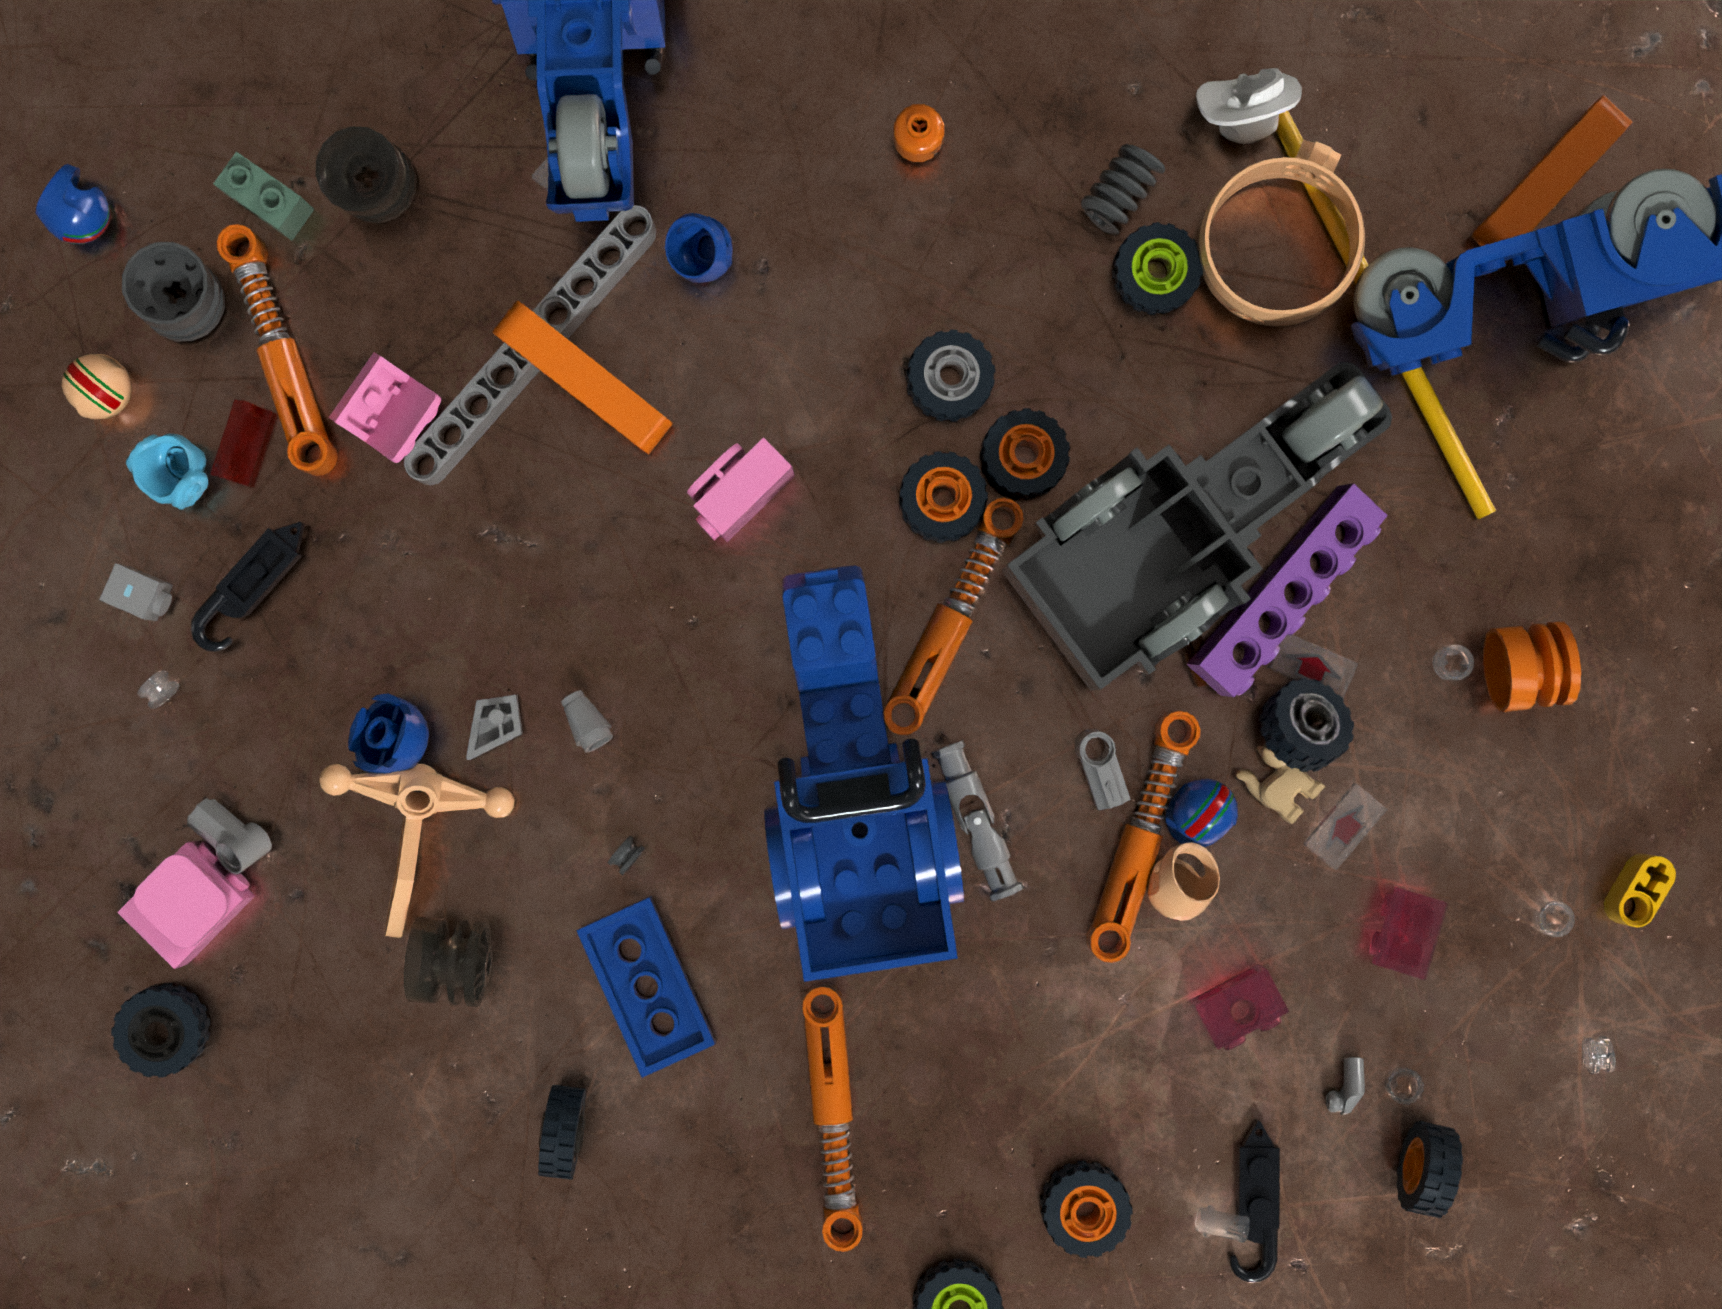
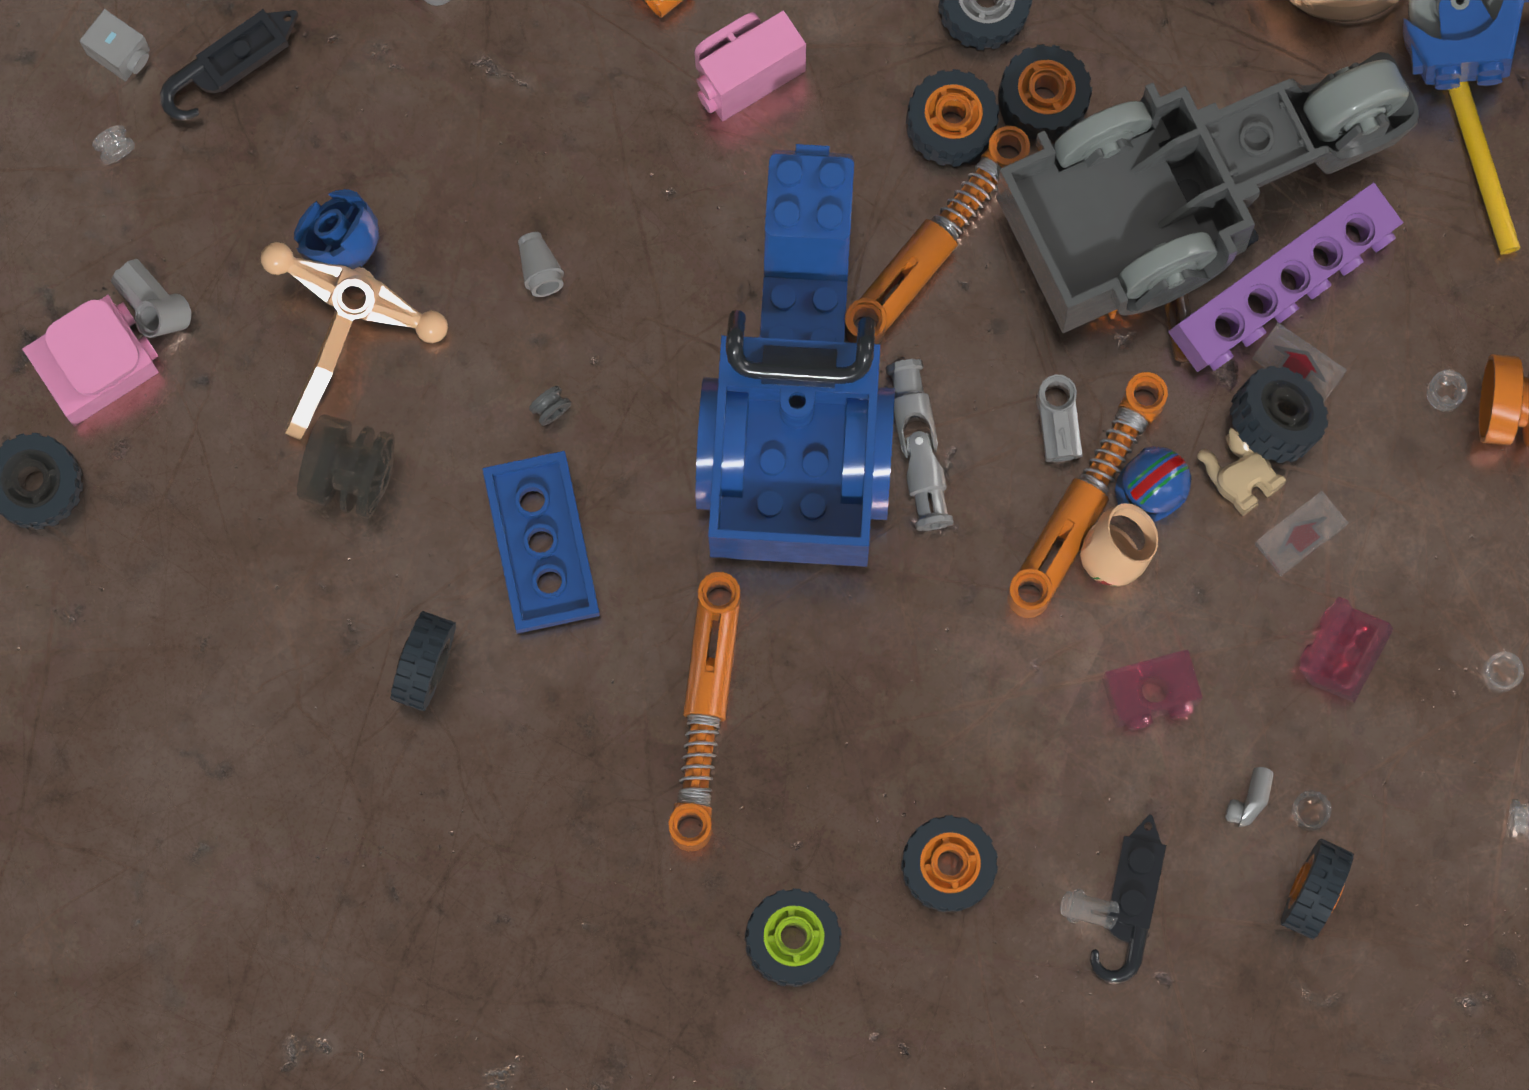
camera: 15 degrees right, 10 degrees down
(494, 724) = (444, 250): light grey piece -> none

